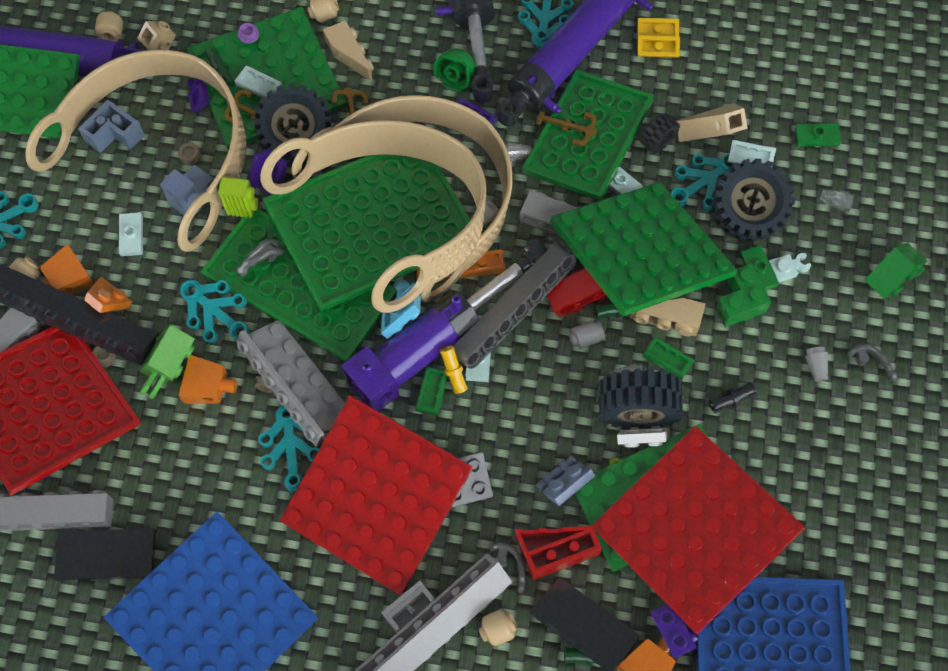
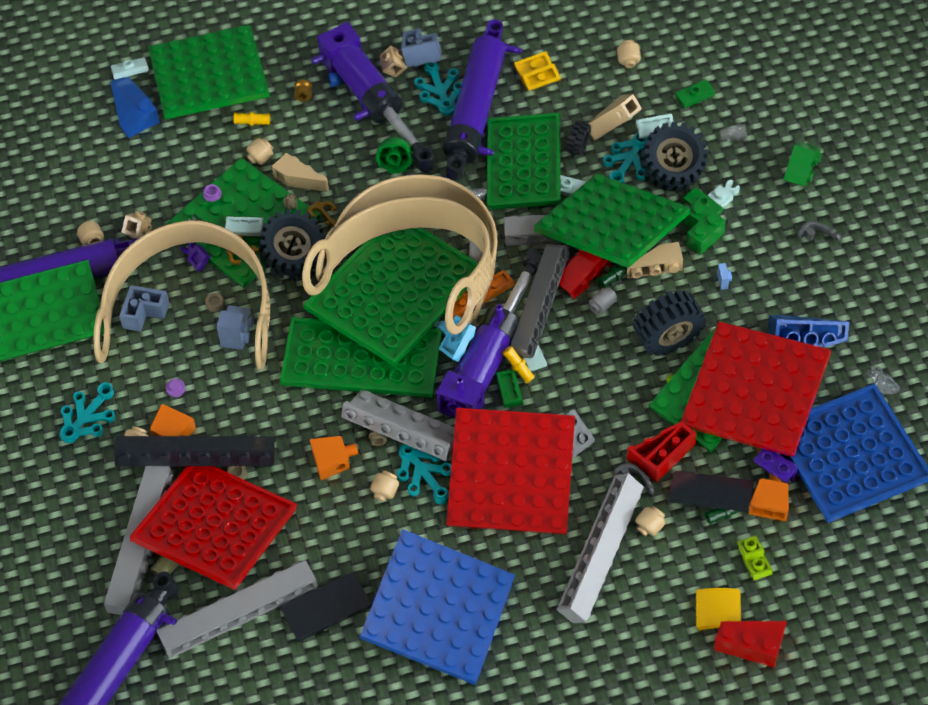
camera: 25 degrees left, 10 degrees down
(97, 231) = (175, 387): none -> medium lavender plate
(106, 297) = (219, 428): orange wing -> none
(131, 234) = (204, 379): light aqua plate -> none
(165, 359) = (293, 448): bright green brick -> none
(212, 307) = (305, 401): teal plant -> none
(238, 197) = (283, 311): lime brick -> none
(239, 444) = (384, 486): none -> tan head
(266, 249) = (326, 341): dark grey piece -> none
(277, 173) = (291, 288): dark purple bracket -> none
(320, 76) = (290, 201): none -> dark tan plate
(407, 606) = (576, 537): light grey hinge -> none
(559, 487) = (643, 404): sand blue plate -> none
(589, 131) = (525, 157): pearl gold piece -> none
(654, 436) = (677, 352): white plate -> none
(668, 358) = (661, 288): green plate -> none
(732, 397) = (732, 299): black pin -> none
(737, 366) = (724, 276): none -> light blue plate
(767, 58) = (628, 53): none -> tan head
(793, 478) = (809, 330): none -> blue wedge
(818, 363) = (780, 250): light grey cone -> none
(855, 583) = (884, 382): none -> clear plate

